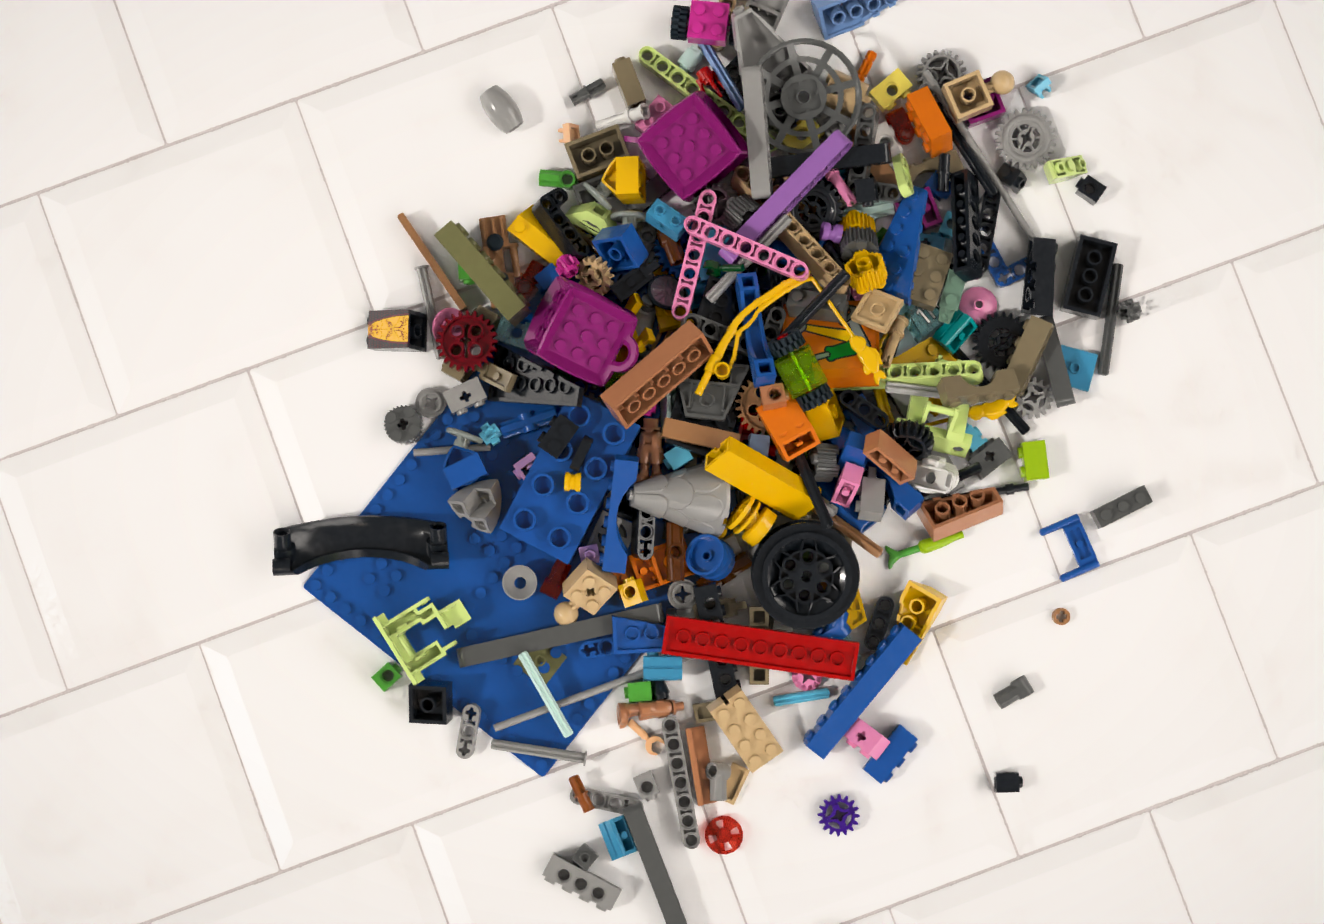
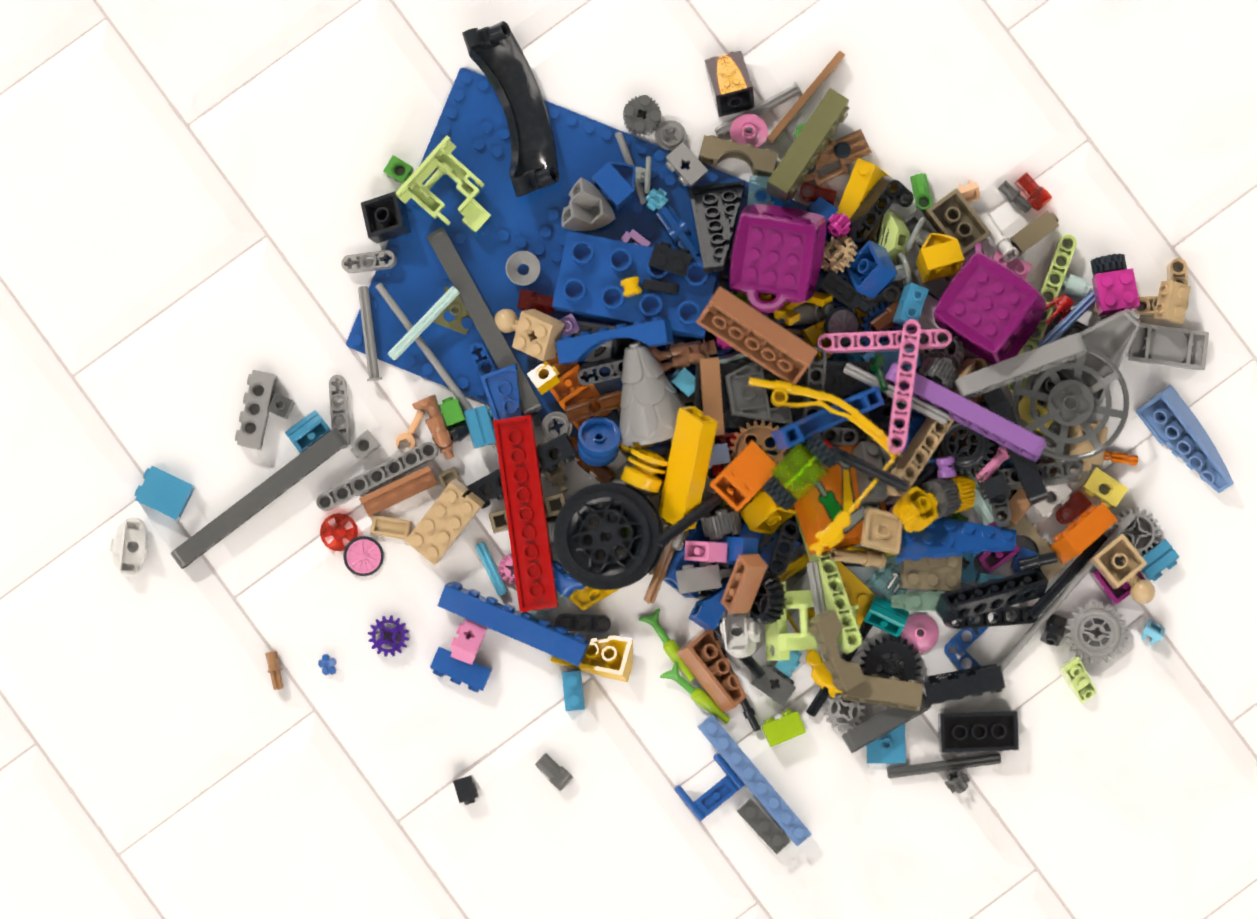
camera: 75 degrees right, 0 degrees up
(449, 341) = (733, 134): dark red gear -> none
(497, 376) = (713, 187): dark tan hinge -> none
(501, 109) = (973, 119): light grey piece -> none
(581, 793) = (339, 384): dark orange axle -> none
(589, 72) = (1035, 195): none -> clear red piece
(718, 775) = (393, 510): light grey piece -> none
(753, 817) = (363, 556): none -> bright pink wheel
(769, 403) = (771, 445): nougat brick -> none
(849, 882) = (327, 664): none -> plant
(903, 175) = (1022, 521): yellowish green beam -> none
(941, 651) = (573, 691): none -> dark azure brick
(972, 58) = (1158, 559): none -> dark azure brick
(978, 533) = (698, 695): none -> piece
(1056, 612) = (637, 802): medium nougat bush -> none
(1075, 502) = (754, 780): none -> medium blue brick
(1098, 188) = (1059, 716): black brick -> none

